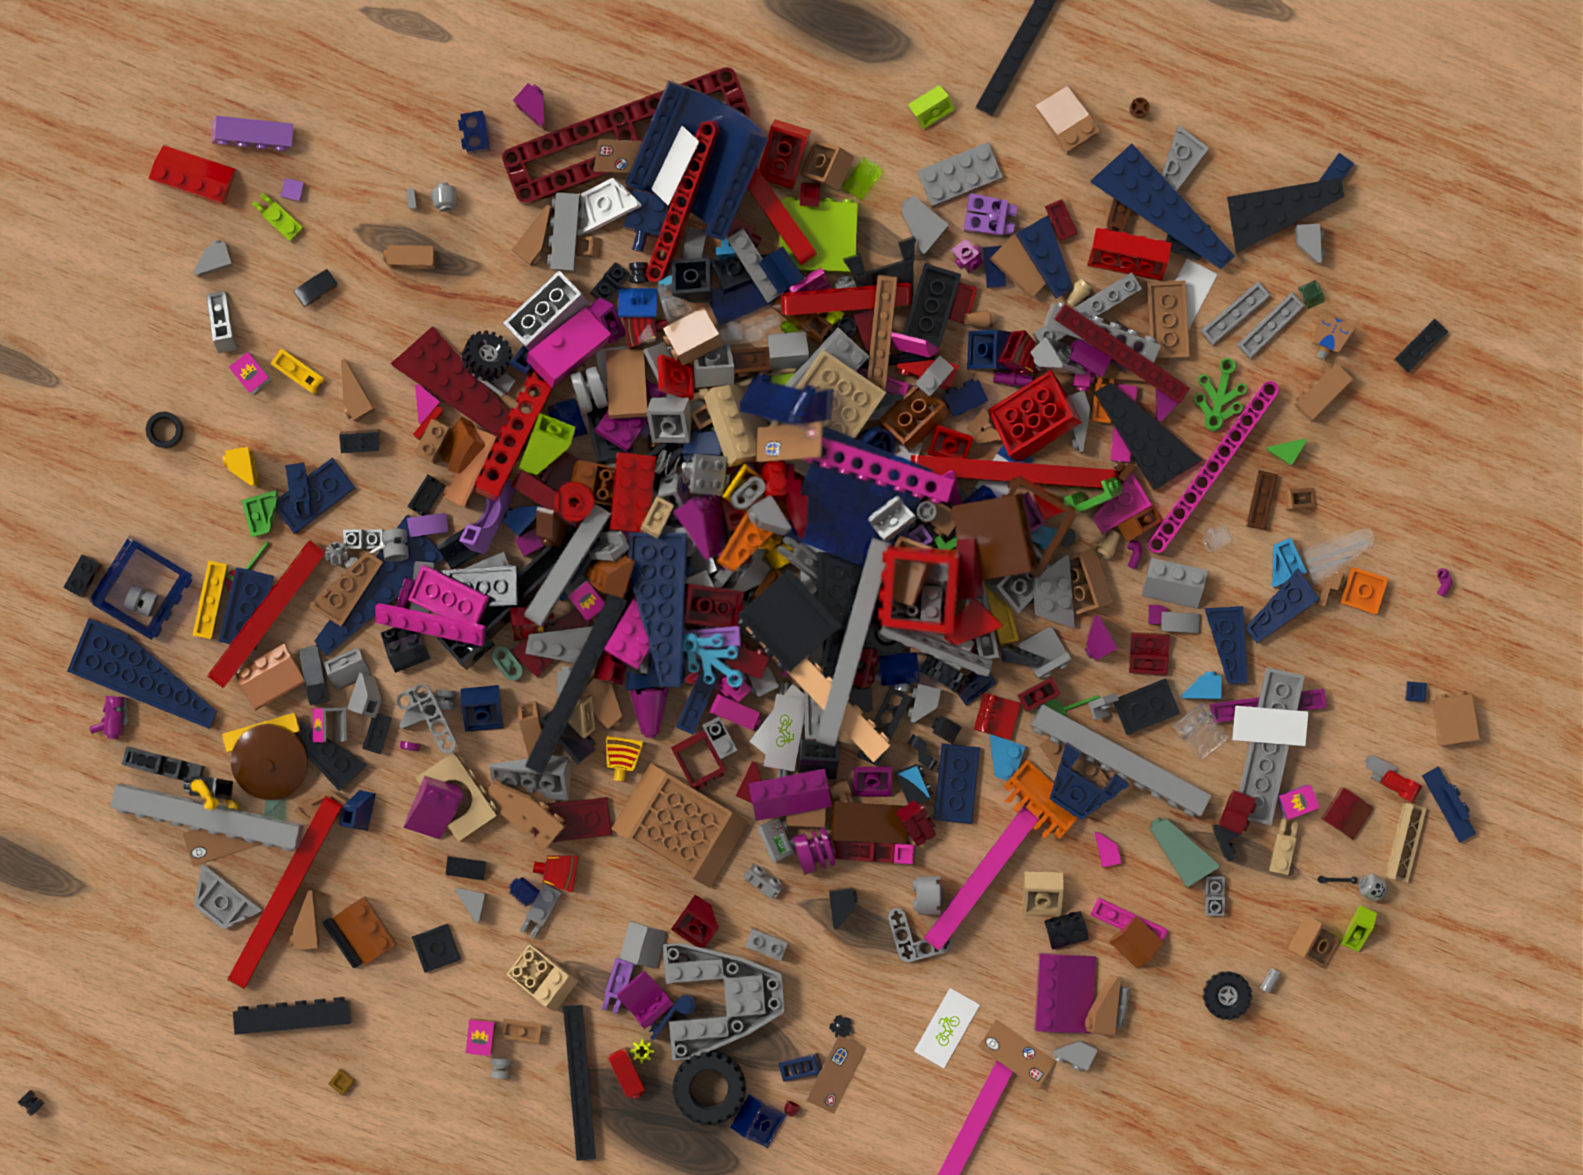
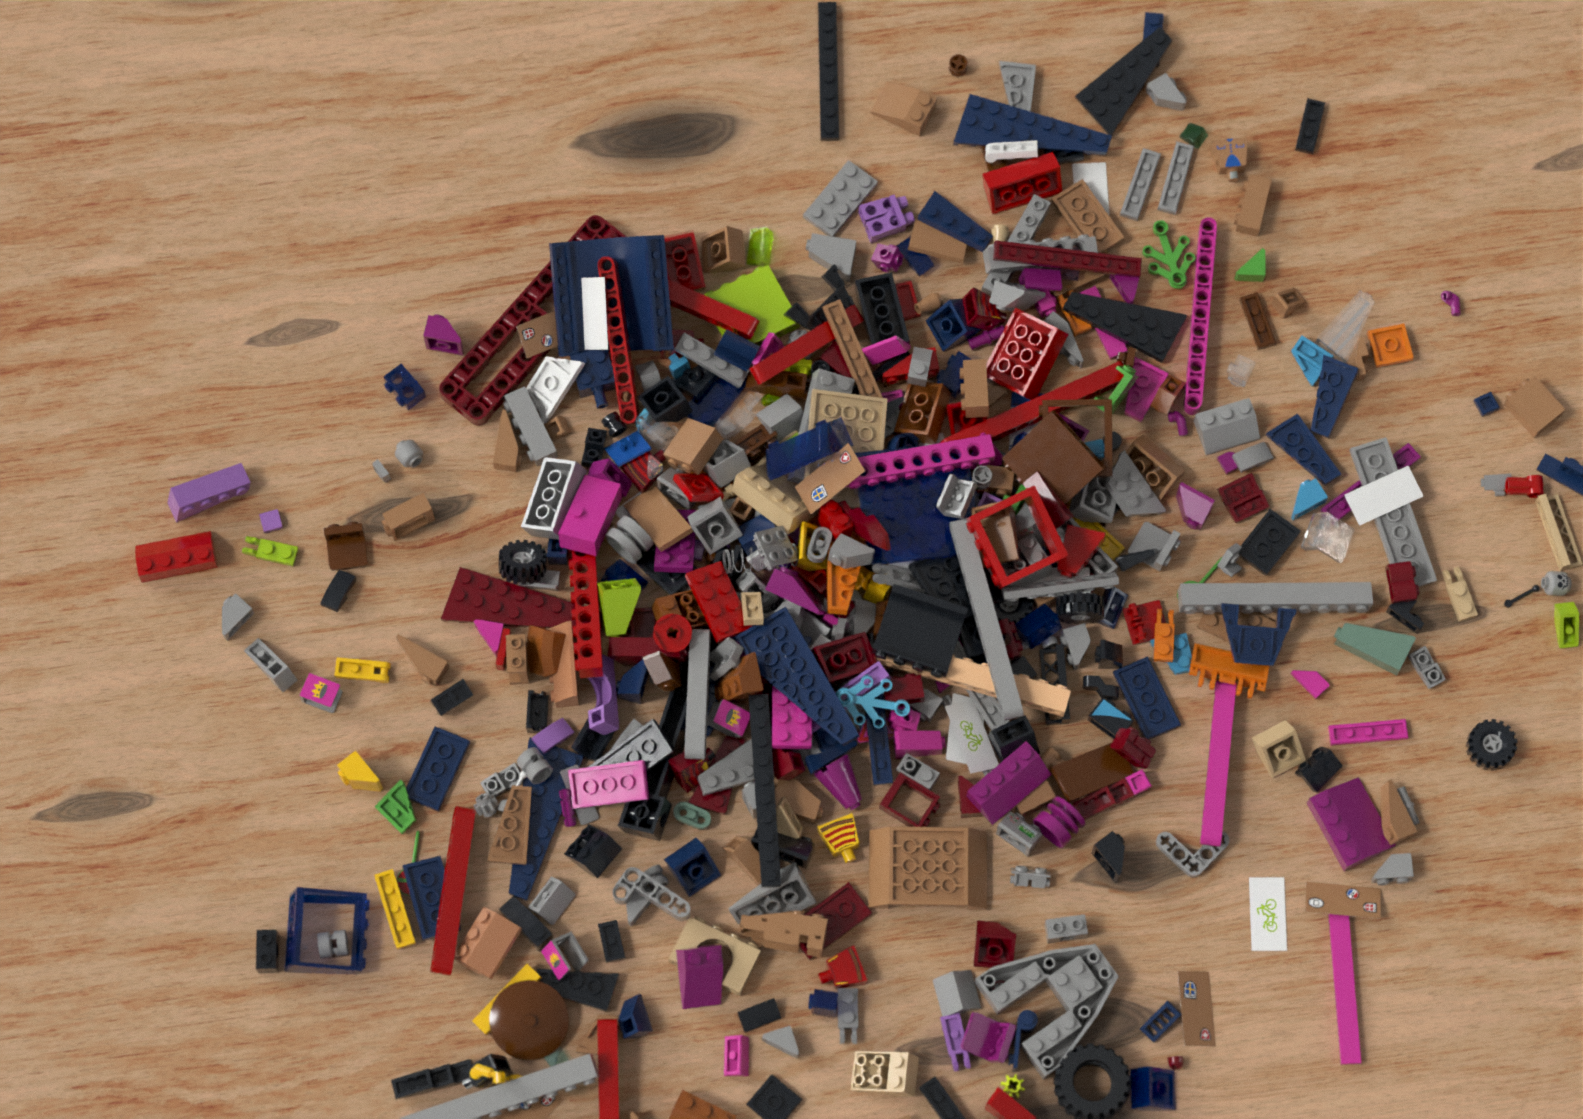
camera: 25 degrees left, 15 degrees down
(115, 717) = (366, 1061): magenta piece -> none
(122, 665) = (348, 1011): dark blue wing -> none
(164, 444) = (271, 770): black tyre -> none
(298, 487) = (419, 766): dark blue hinge -> none
(344, 252) = (346, 546): none -> reddish brown bracket
(365, 696) = (583, 914): light grey slope -> none
(410, 746) = (647, 935): magenta tile -> none
(427, 890) = (736, 1056): none -> dark pink slope
(430, 624) = (605, 815): dark pink plate -> none
(529, 543) = (652, 701): magenta brick -> none
(809, 194) = (723, 280): dark red tile -> none
(841, 1026) = (1174, 965): black plant -> none
(872, 781) = (1072, 735): magenta slope -> none
(928, 895) = (1182, 803): light grey brick -> none
(931, 106) = (784, 157): lime panel -> none
(969, 426) = (974, 388): none -> medium nougat brick
(1002, 741) = (1164, 638): none -> orange hinge
(1038, 694) = (1170, 581): dark red brick -> none
(1046, 508) = (1087, 419): red slope -> none
(1061, 220) = (948, 188): dark red plate -> none
(1108, 546) = (1152, 428): tan cone -> none
(1135, 219) = (1011, 150): none -> white plate
(1137, 942) = (1386, 744): dark orange slope -> none
(1270, 980) = (1520, 711): light grey pin -> none
(1298, 801) = (1447, 547): dark pink piece -> none
(1314, 941) = (1536, 656): medium nougat slope -> none
(1347, 813) = (1494, 534): dark red slope -> none

